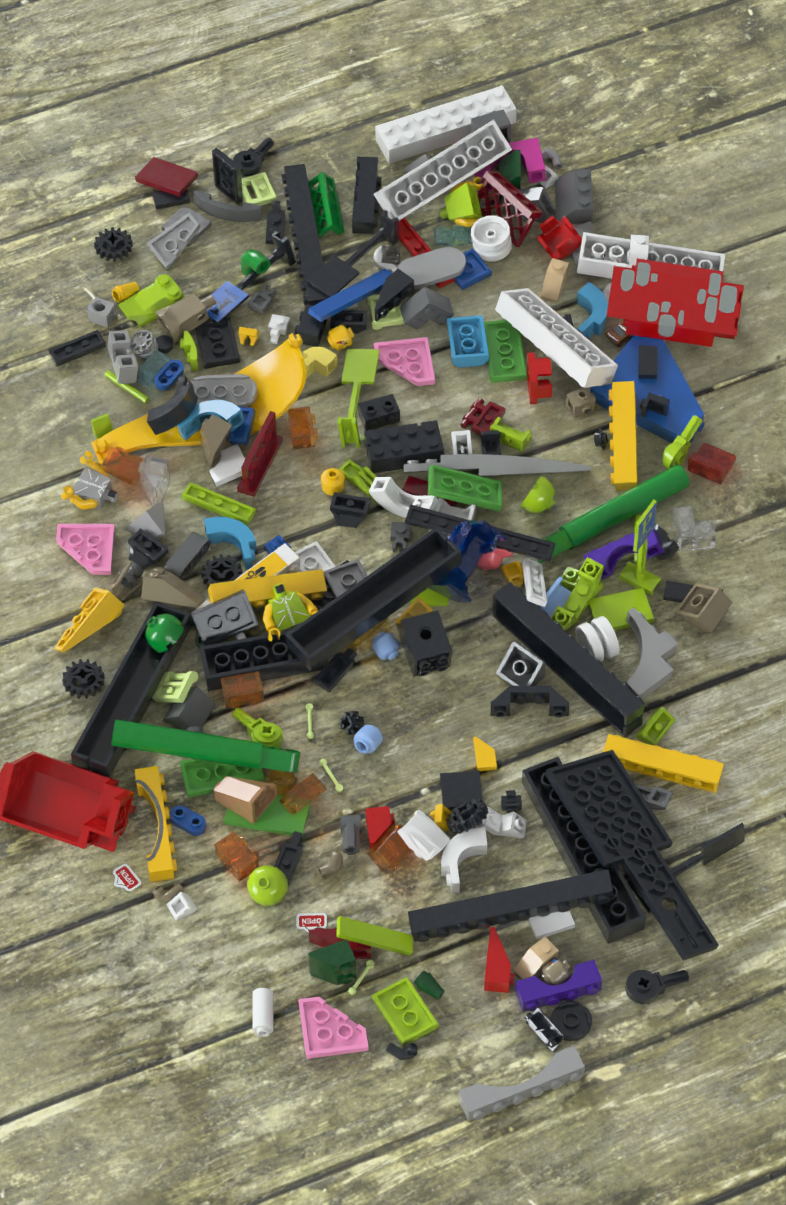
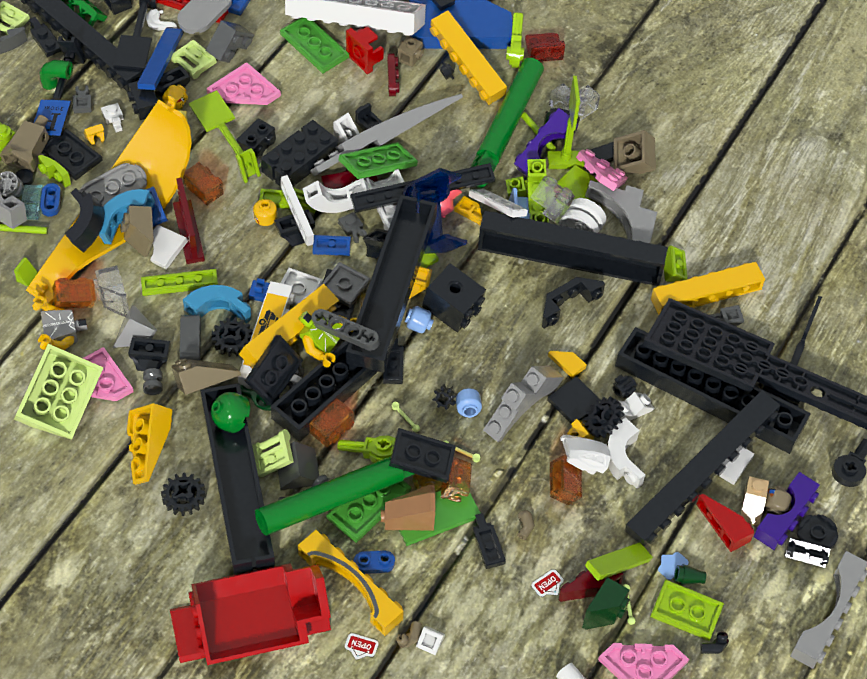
camera: 40 degrees left, 0 degrees up
(48, 540) = (58, 392): none -> yellowish green slope
(117, 589) = (151, 398): dark tan plant -> none
(237, 856) = (445, 566): clear orange brick -> none
(267, 885) = (491, 575): lime cylinder -> none
(284, 756) = (422, 455): none -> black tile
(300, 614) = (346, 328): none -> dark grey beam
(350, 833) = (516, 484): dark grey piece -> none
(355, 494) = (297, 211): none -> white tile
(367, 541) = (331, 245): none -> blue plate
(378, 823) = (536, 468): red slope -> none
(390, 254) = (162, 15): clear smoke tile -> none
(394, 291) = (193, 35): black slope -> none
(406, 757) = (520, 397): none -> light grey arch
(427, 965) = (669, 564): none -> light blue sticker
(467, 341) = (282, 49): dark azure slope -> none
(487, 417) = (347, 101): dark red plate -> none
(511, 436) = (379, 105): lime hinge -> none
(521, 666) = (539, 275): dark grey slope -> none
(539, 497) = (440, 137): lime cylinder -> none
(547, 416) = (393, 74): none -> dark red plate
(584, 605) = (553, 198): none -> clear brick
(655, 403) = (473, 21): black bracket -> none
(655, 606) = (604, 172): none -> bright pink plate

